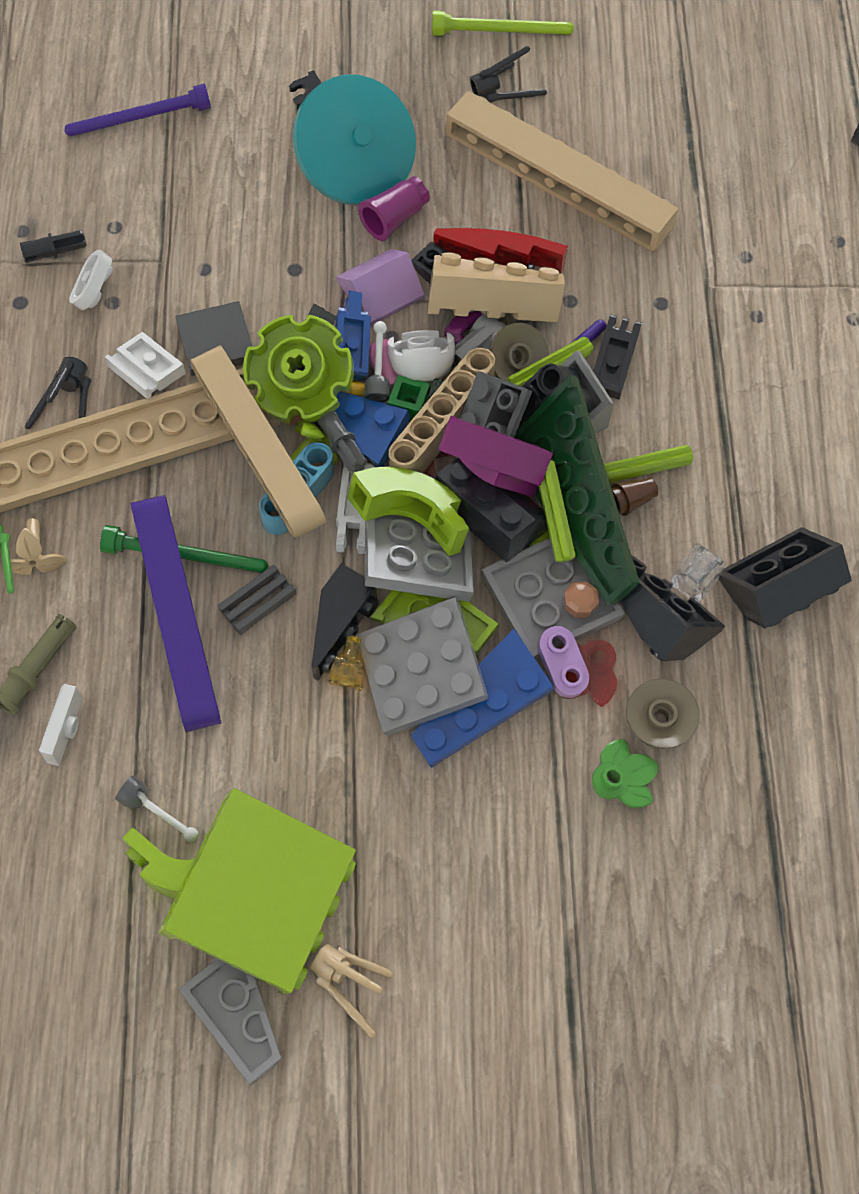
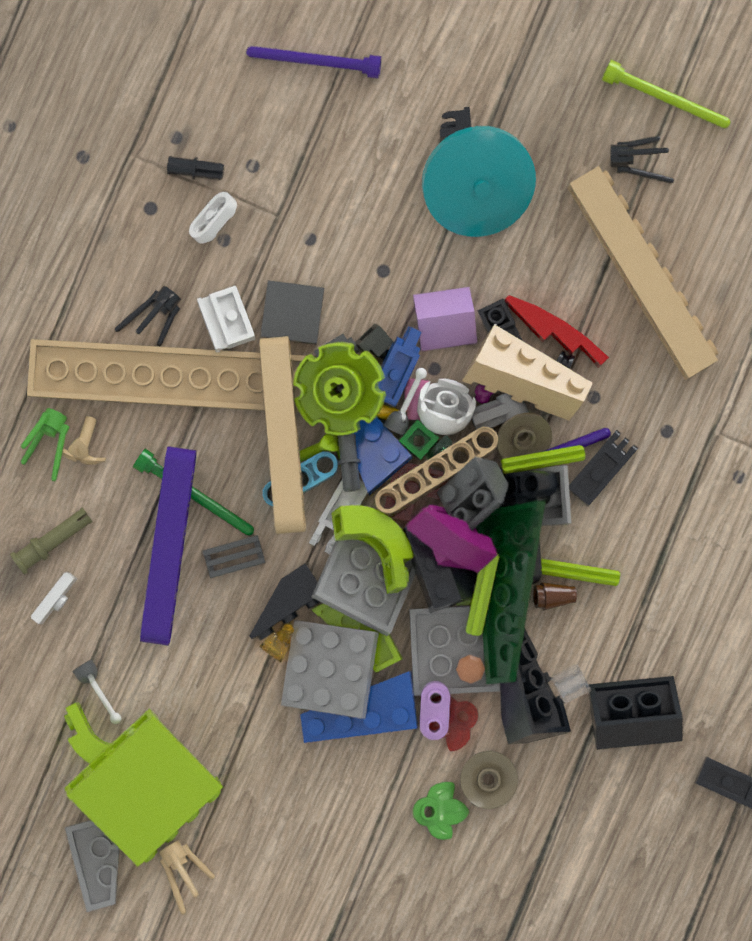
camera: 25 degrees right, 20 degrees up
(393, 207) = (487, 252): magenta plant -> none

